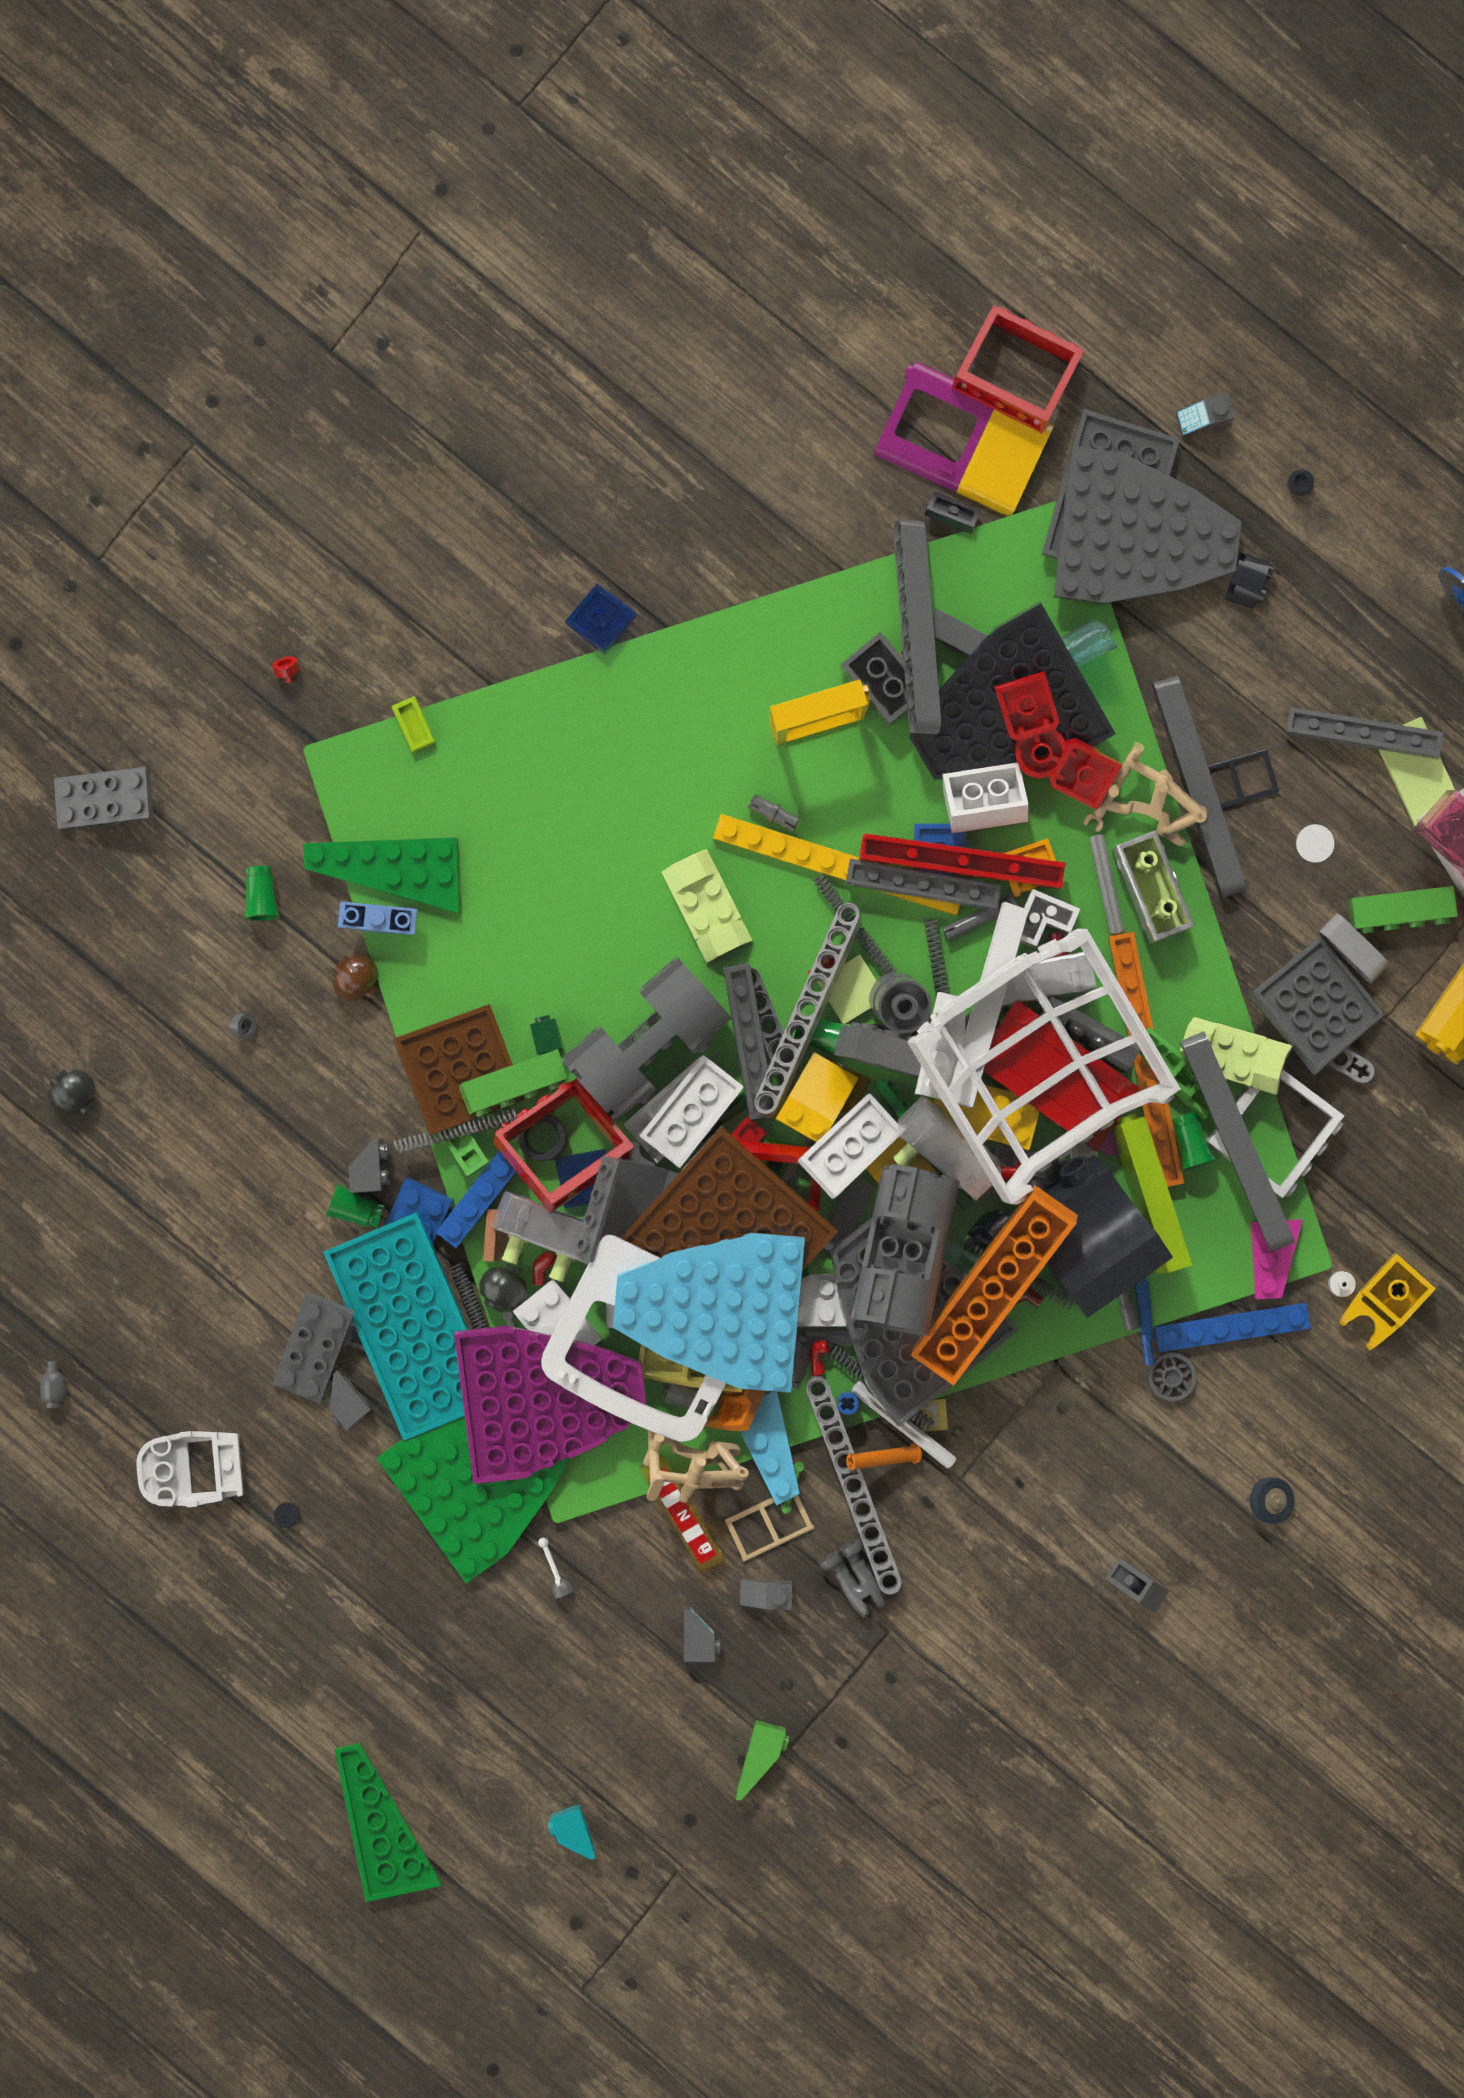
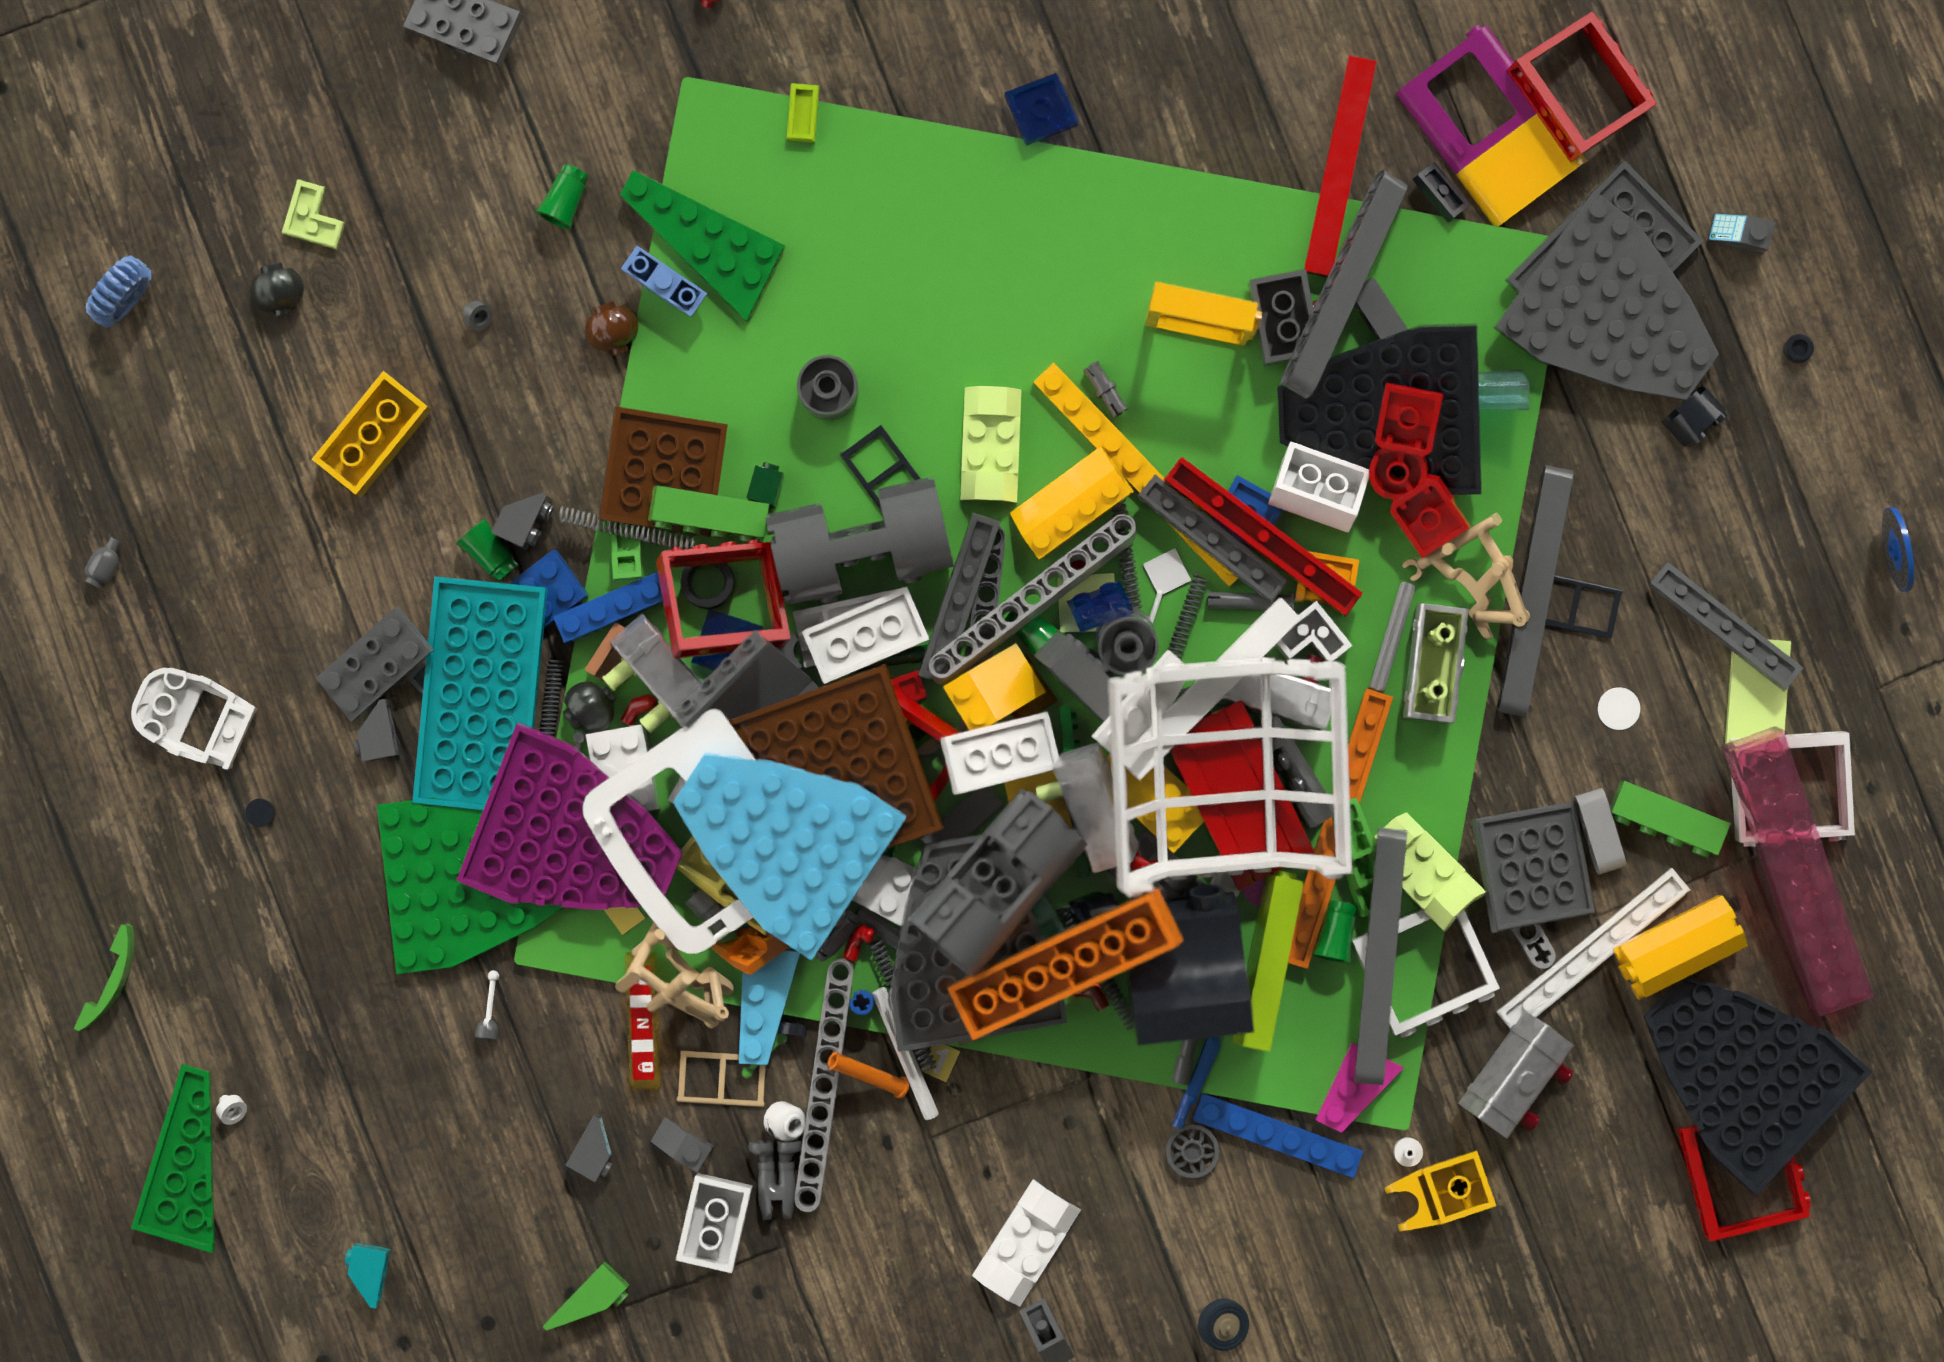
camera: 30 degrees right, 0 degrees up
(64, 1026) = (304, 218): none -> yellowish green tile
(211, 1166) = (372, 434): none -> yellow brick
(237, 1681) = (123, 946): none -> bright green slope
(393, 1763) = (231, 1109): none -> white tile
(553, 931) = (827, 387): none -> dark grey wheel
(623, 1440) = (624, 917): none -> light yellow sticker
(644, 957) = (902, 461): none -> black window
(795, 917) = (1071, 503): none -> yellow slope
(804, 1454) = (792, 1029): none -> black tile
(826, 1642) = (714, 1222): none -> white brick
(838, 1531) = (784, 1121): none -> white head
(861, 535) = (1339, 166): none -> red tile
(864, 987) = (1099, 606): none -> clear blue plate
(901, 933) = (1165, 574): none -> white piece
(1081, 1522) = (1026, 1243): none -> white piece
(1396, 1176) = (1518, 1075): none -> flat silver piece
(1399, 1045) = (1595, 948): none -> white tile

